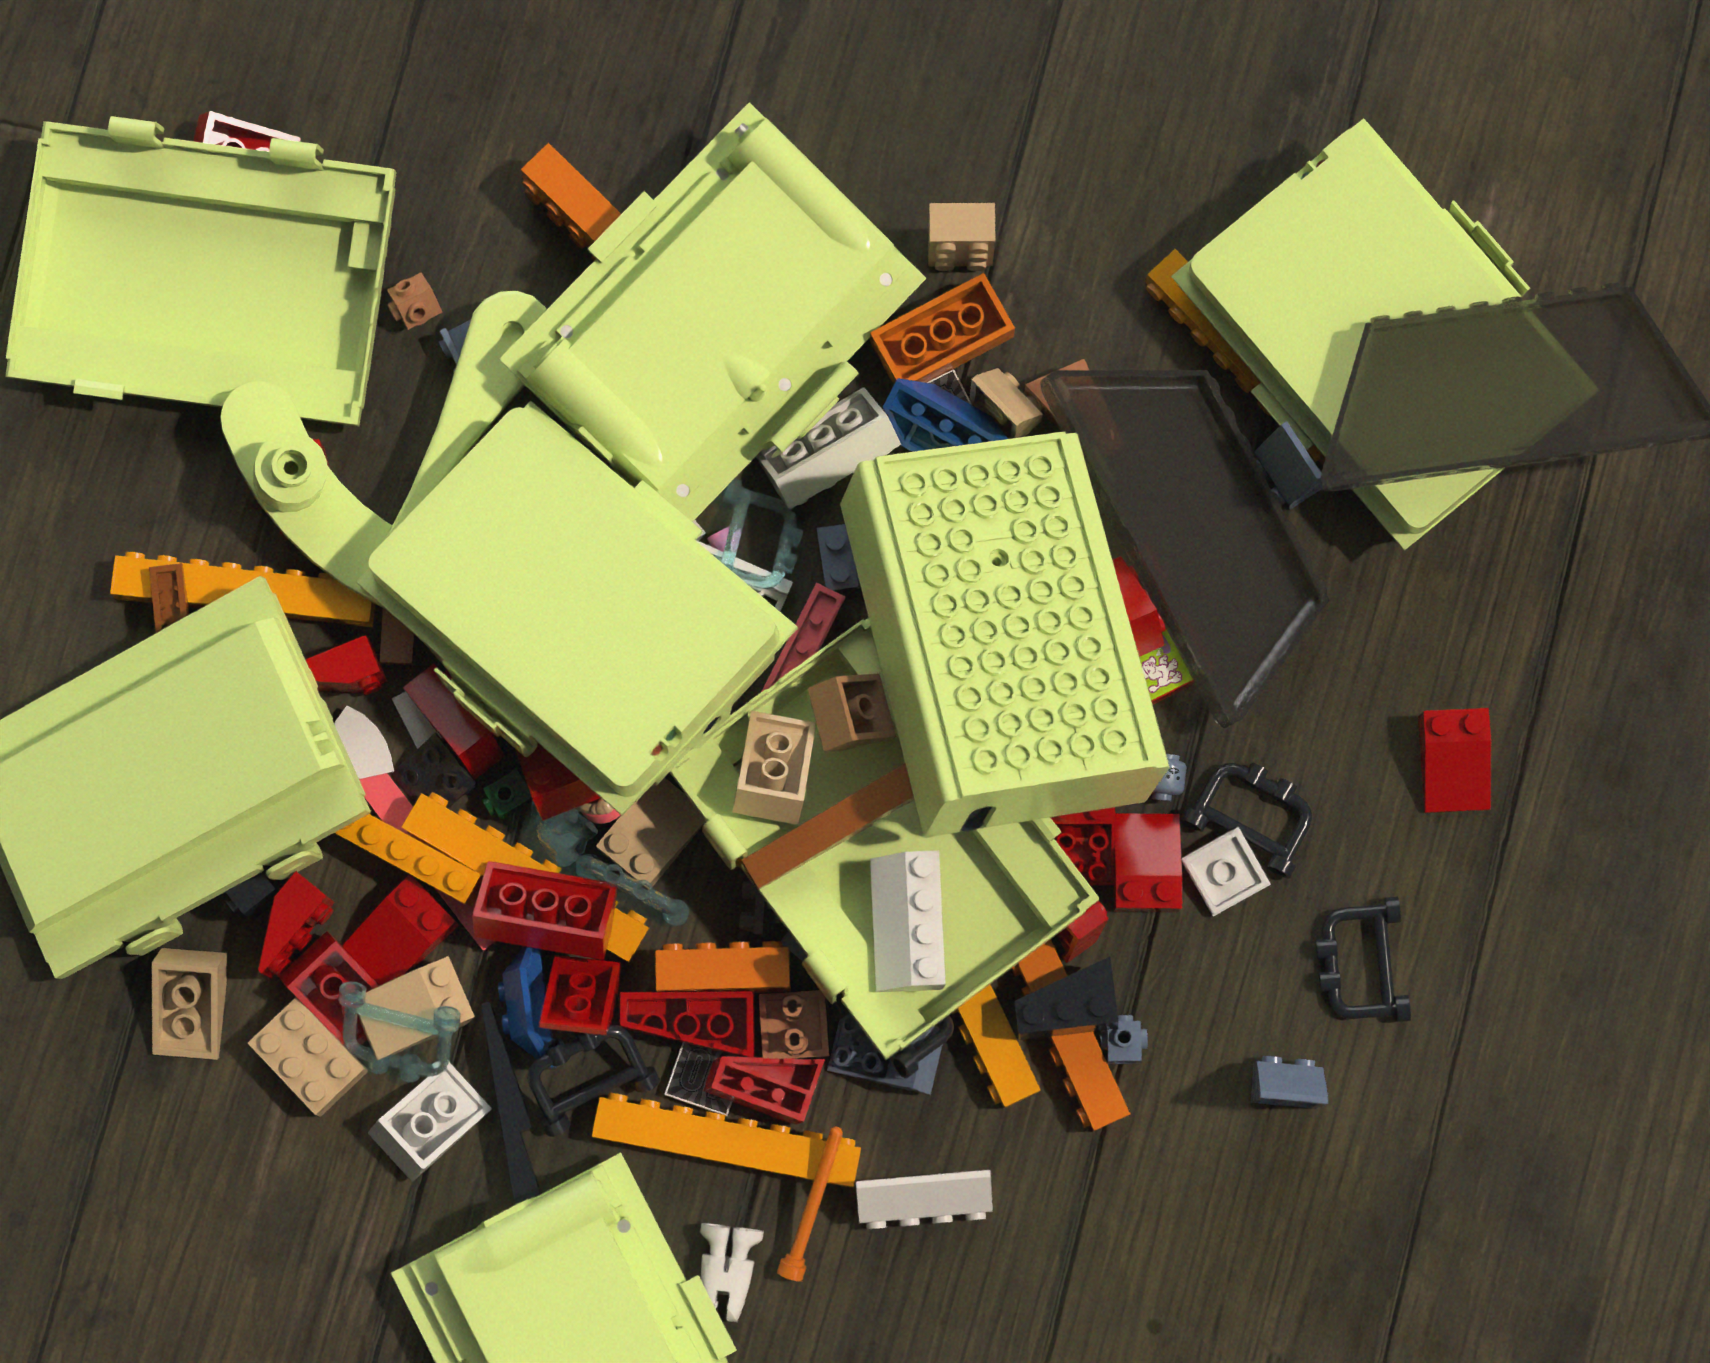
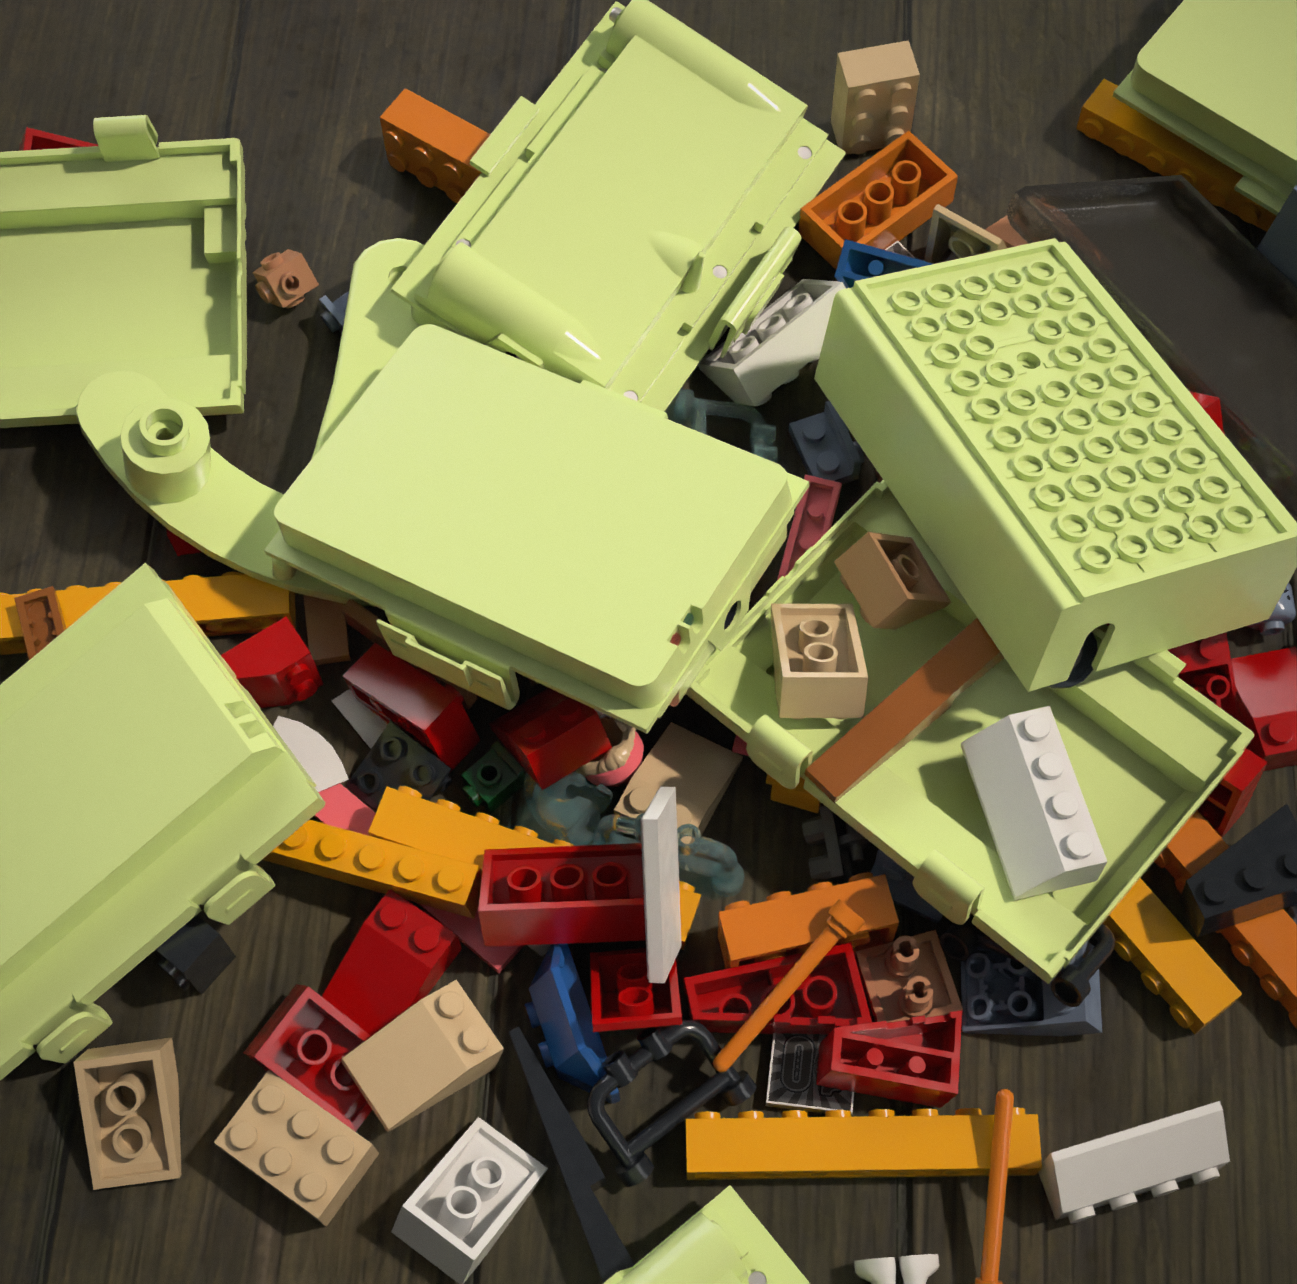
camera: 10 degrees left, 15 degrees down
(292, 918) = (251, 970): red slope -> none
(444, 1022) = (432, 1133): clear light blue bar -> none
(613, 925) = (661, 884): none -> white tile
(744, 980) = (841, 924): none -> orange piece

